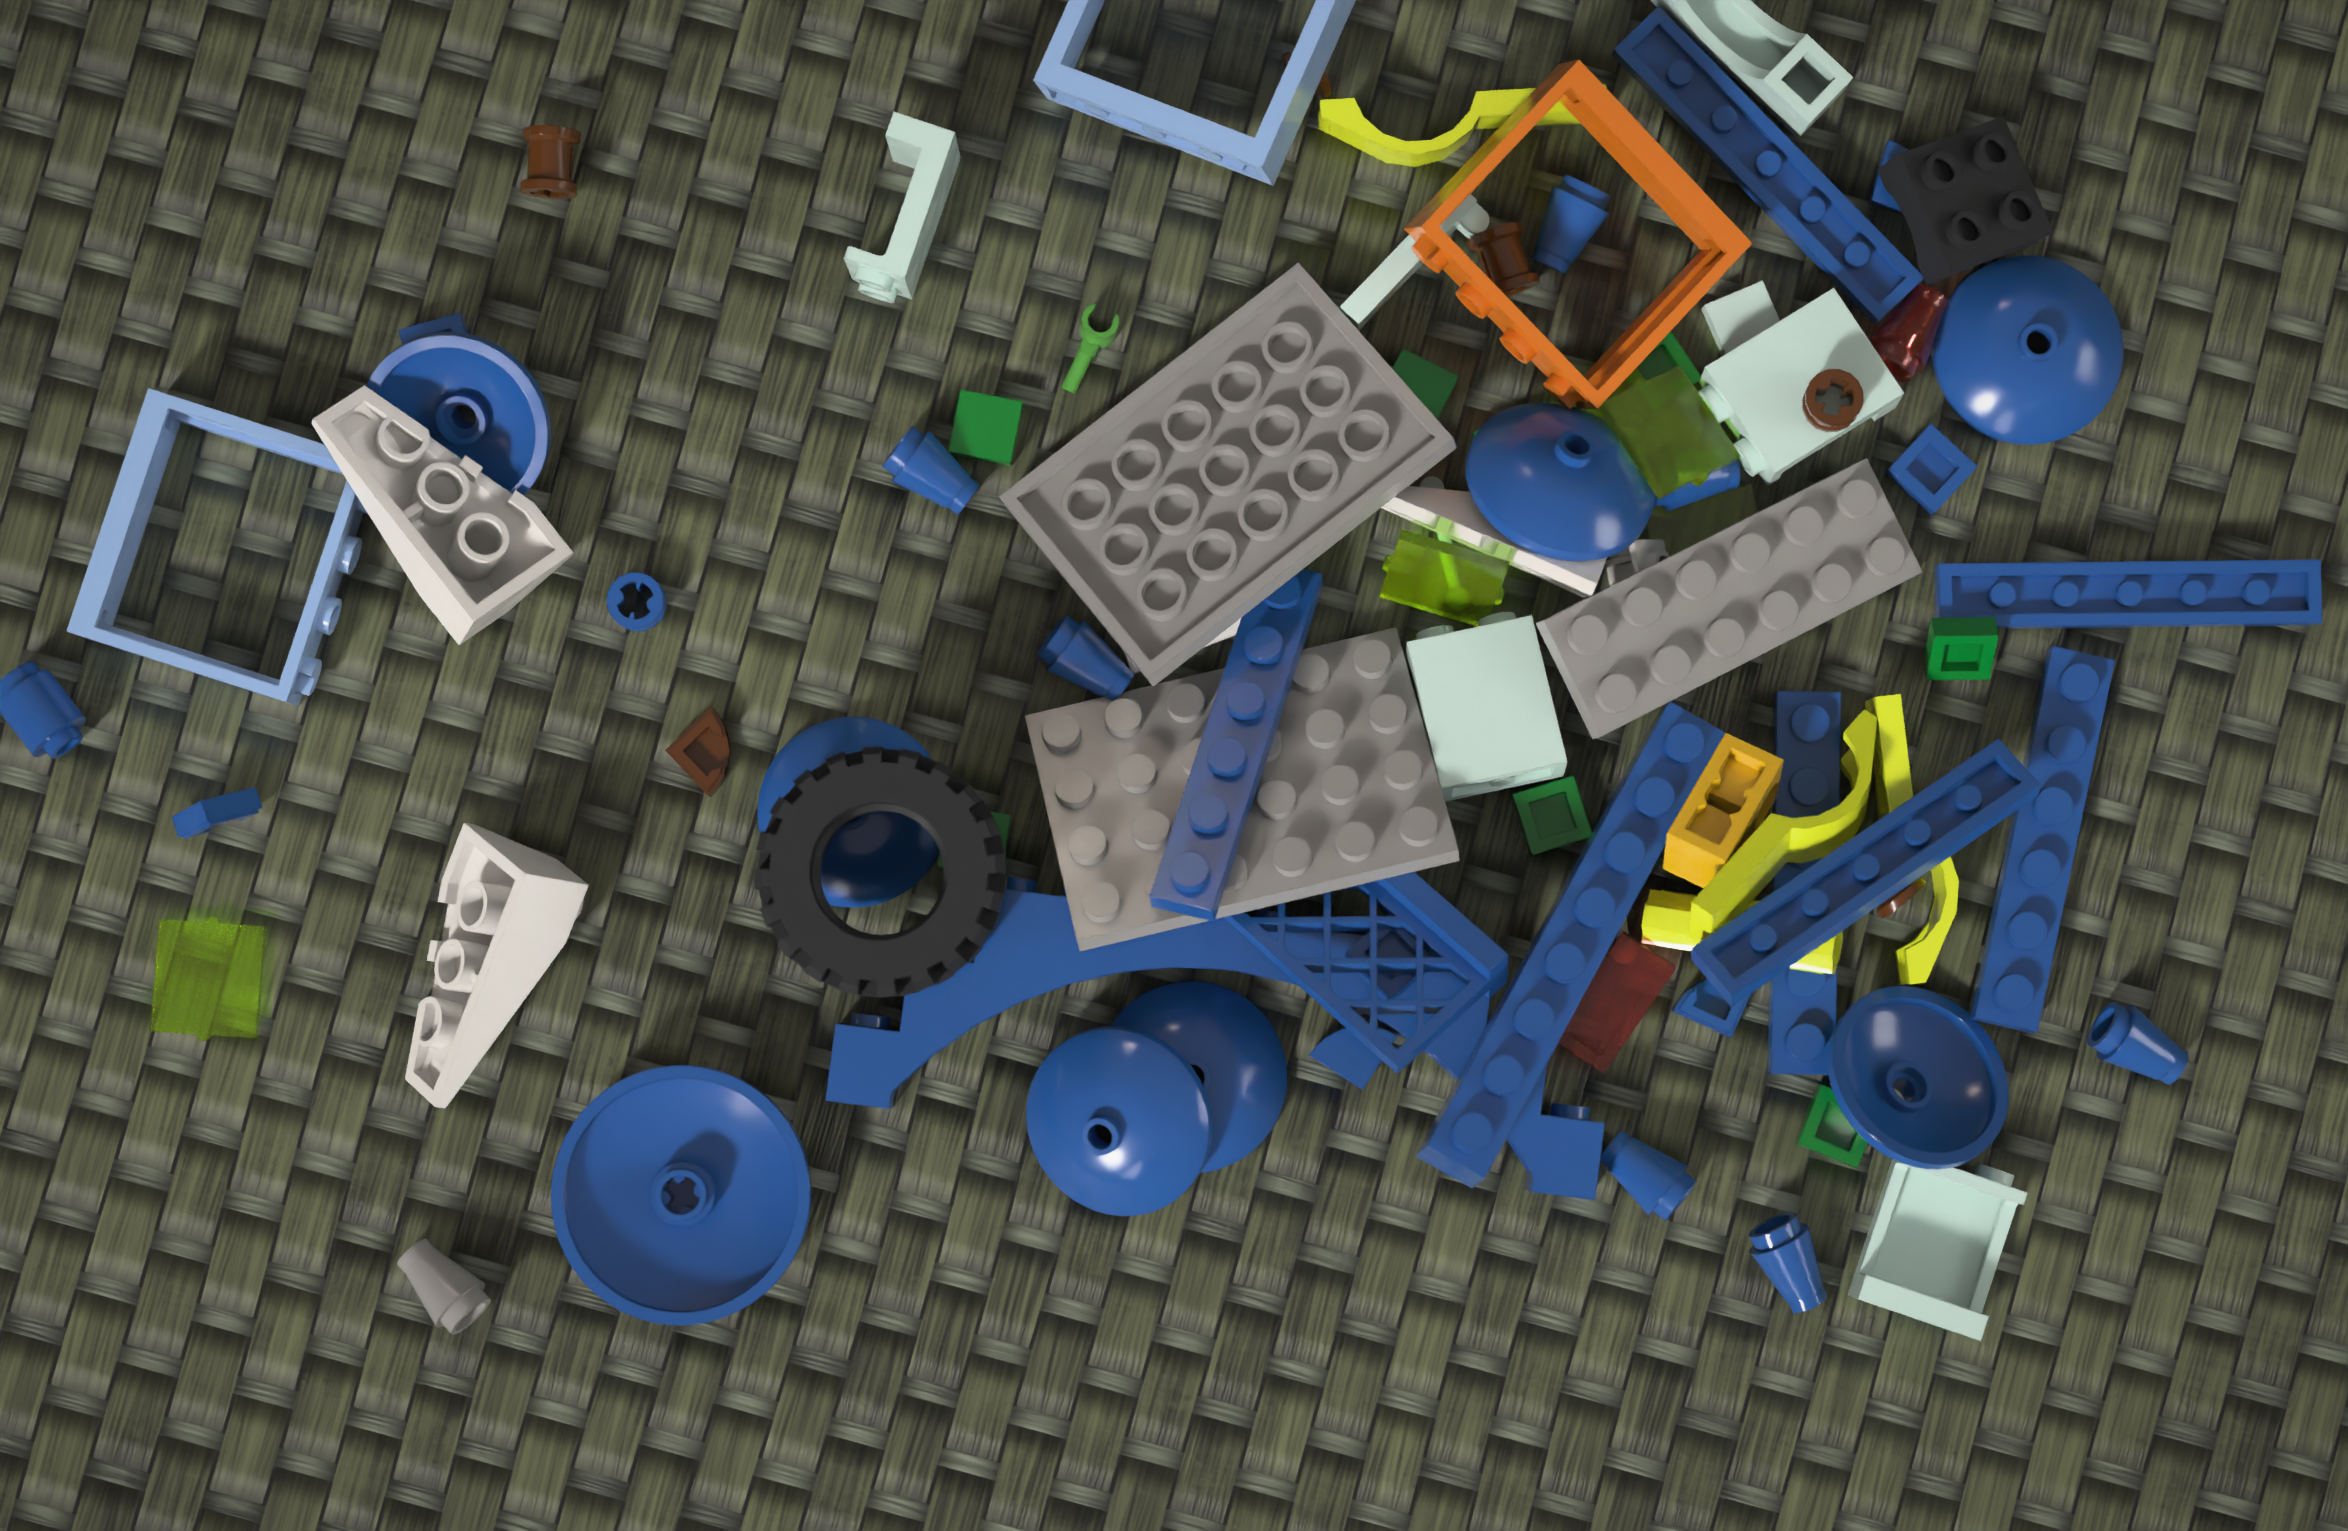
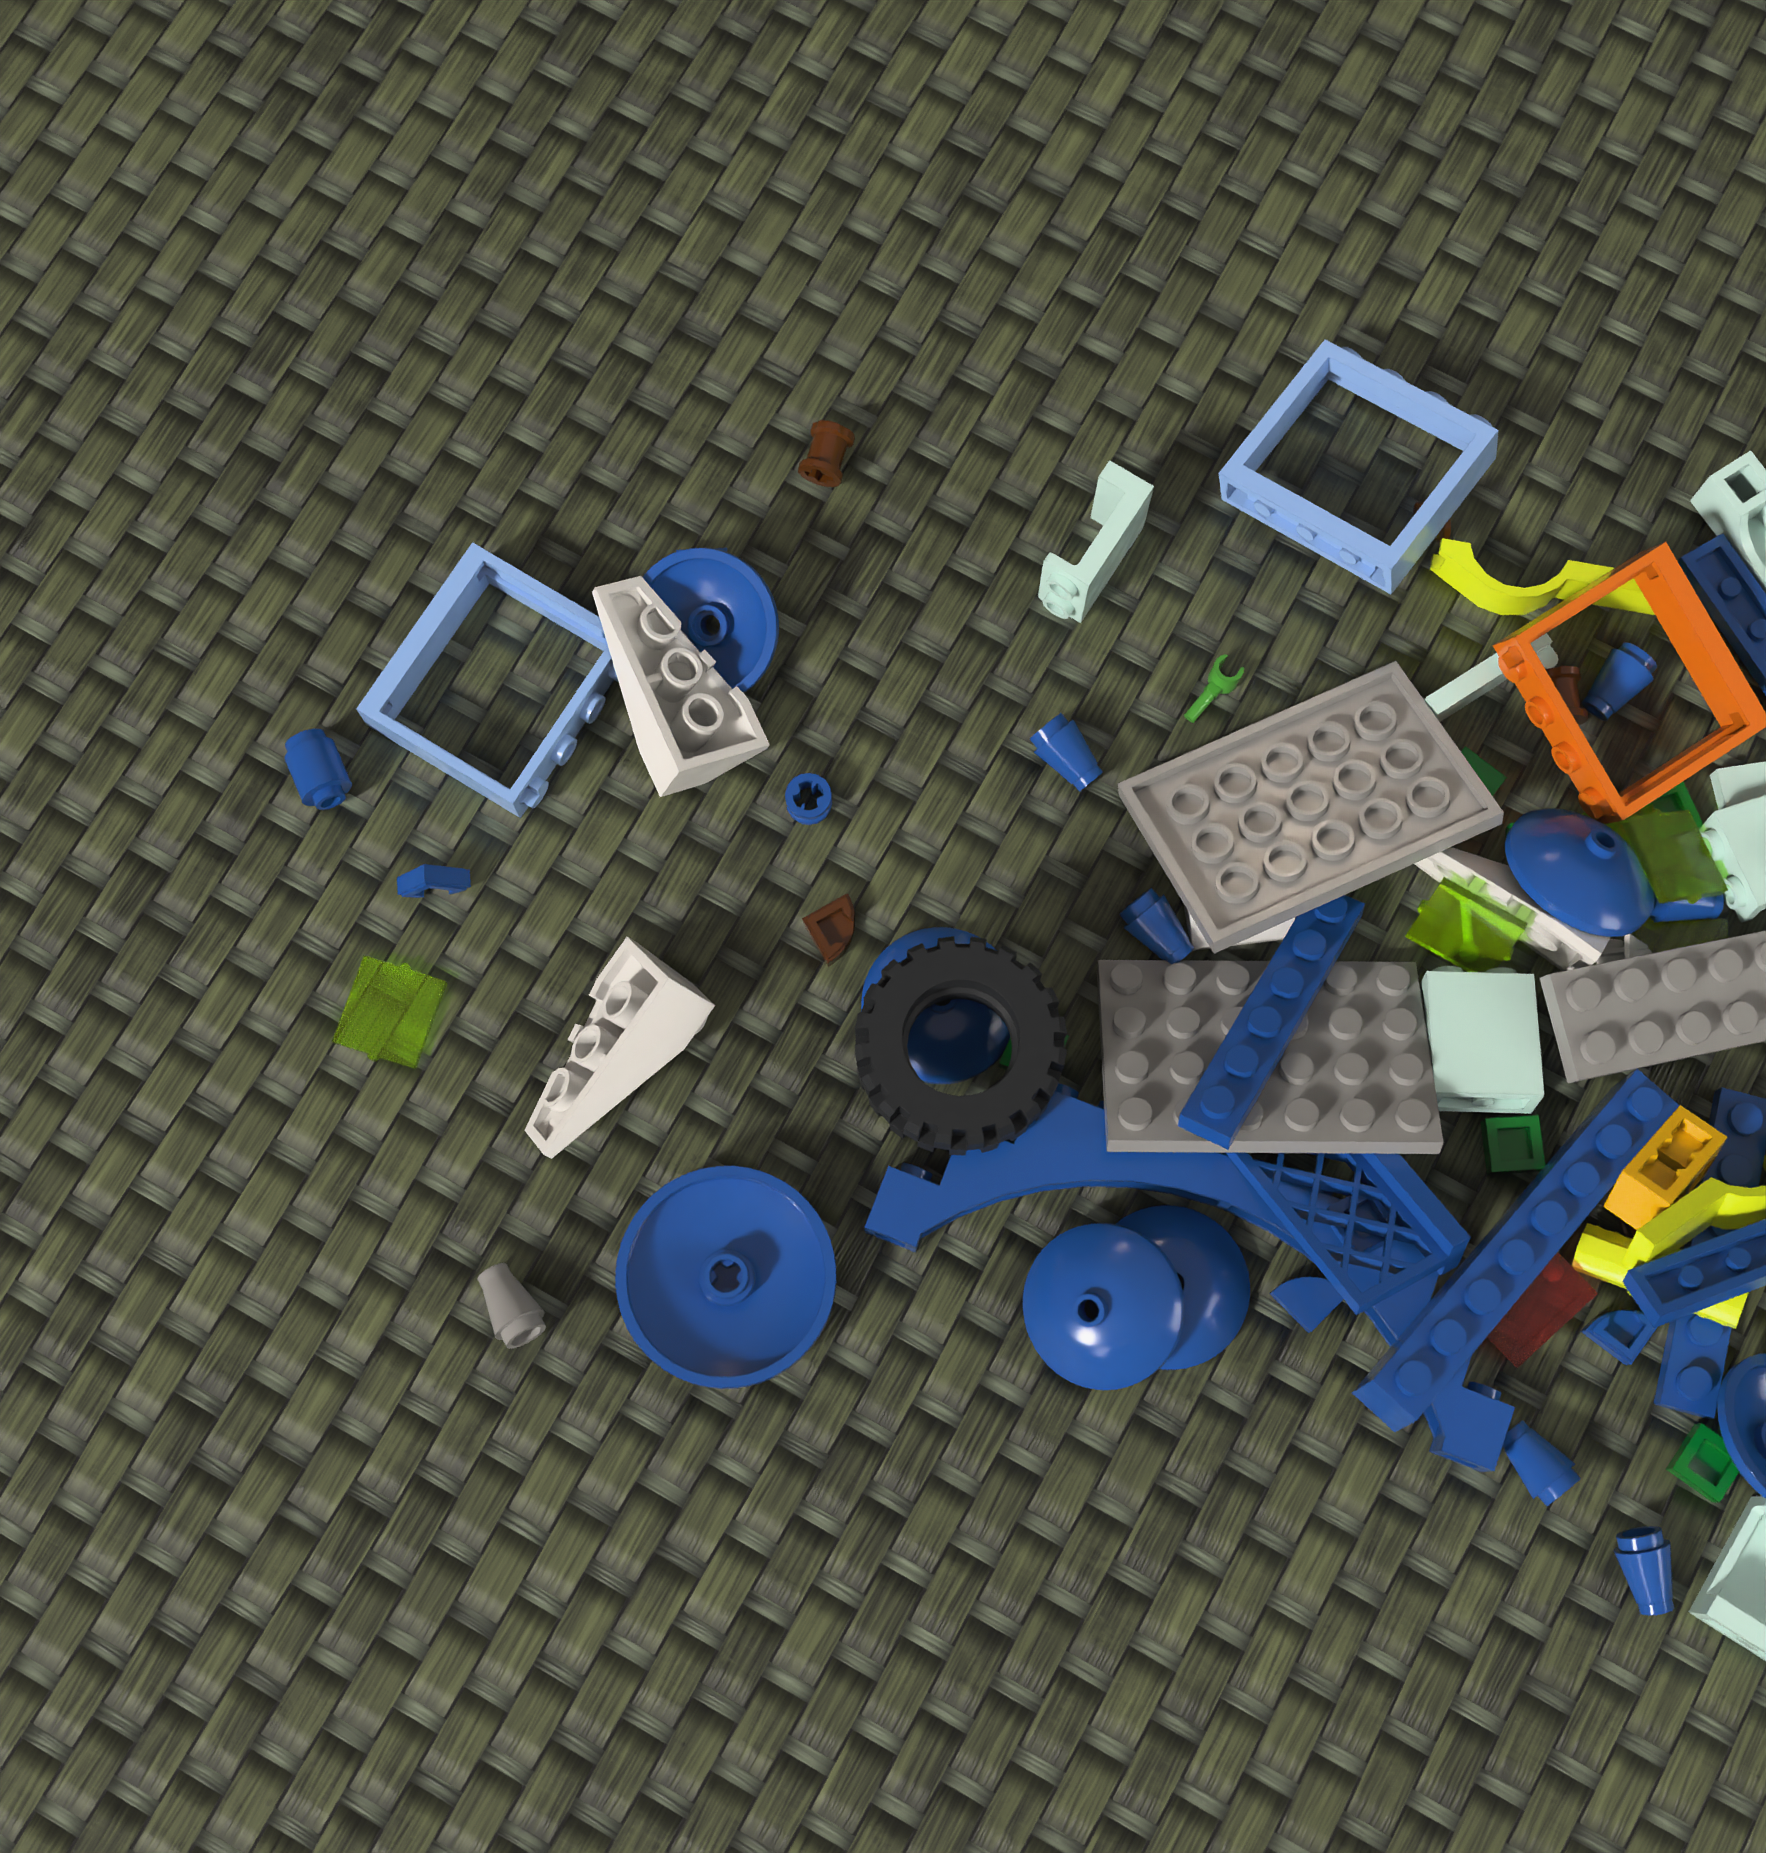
camera: 20 degrees right, 10 degrees down
(985, 428) = (1117, 731): green tile -> none

